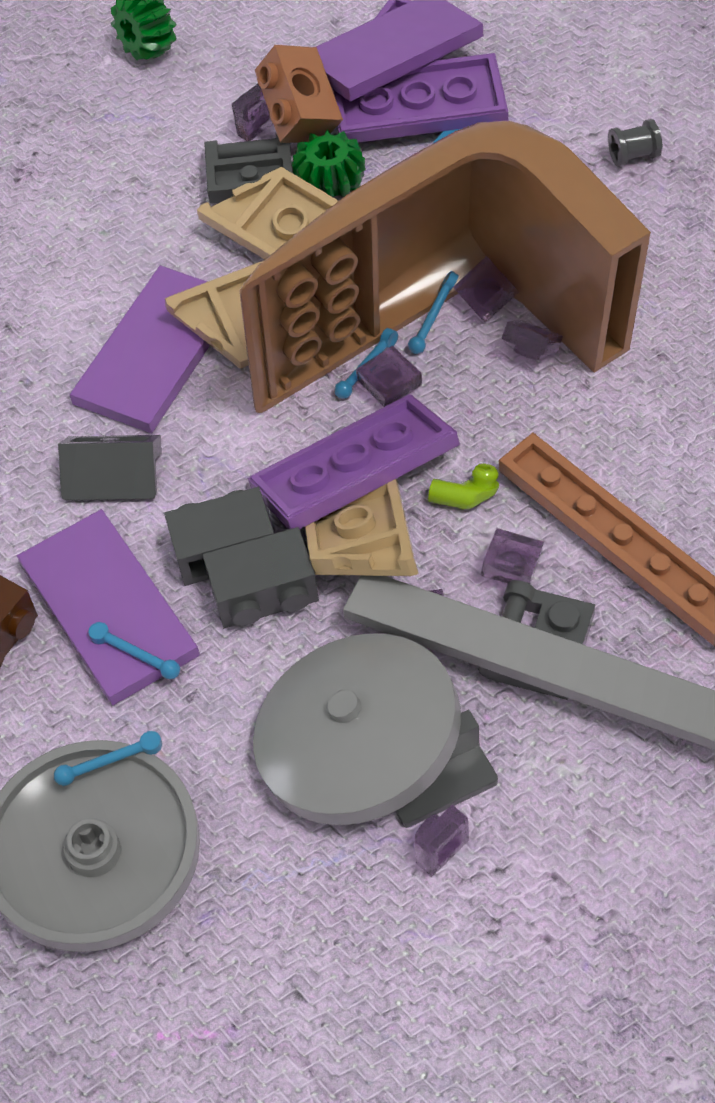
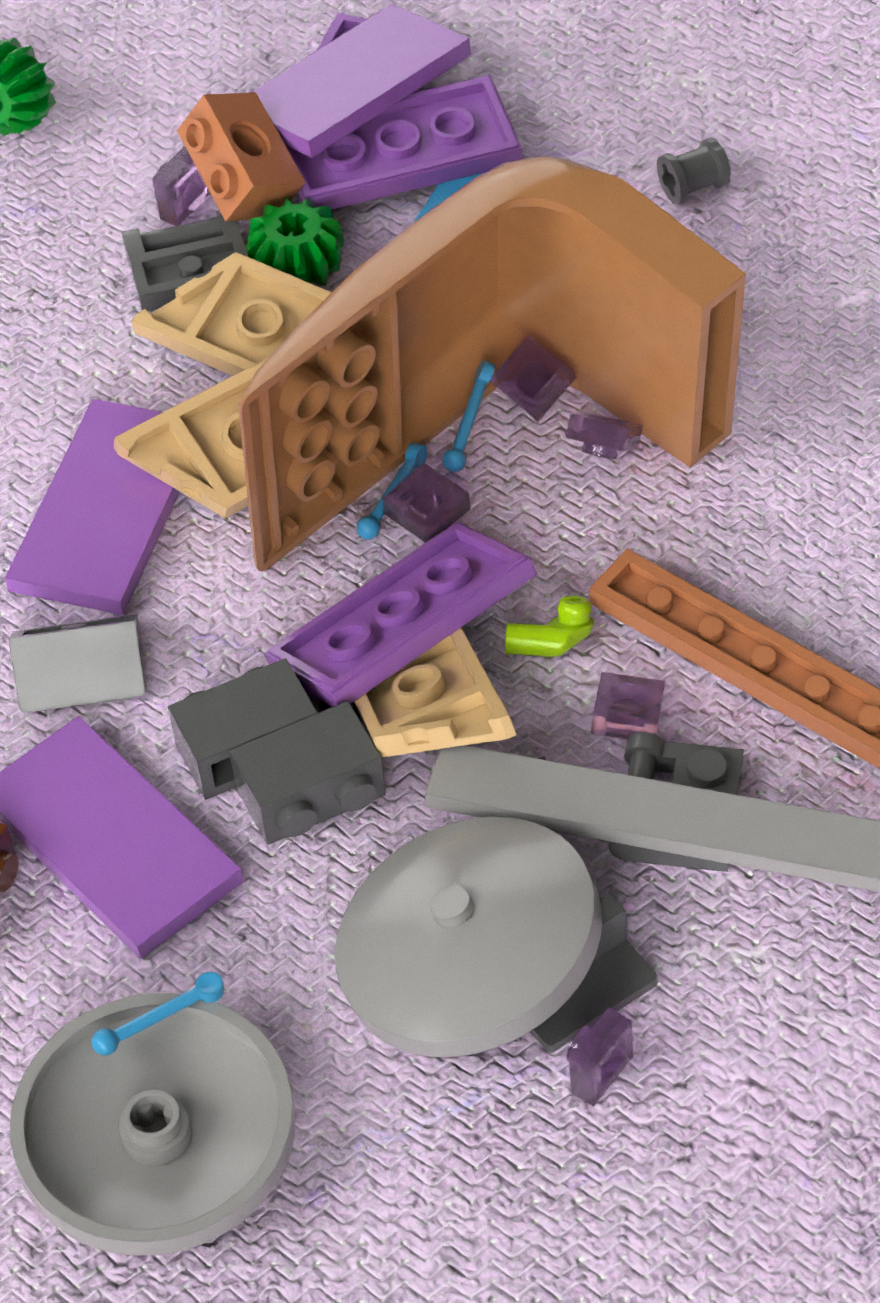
camera: 10 degrees left, 5 degrees down
(100, 634) = (110, 870): dark azure hinge -> none

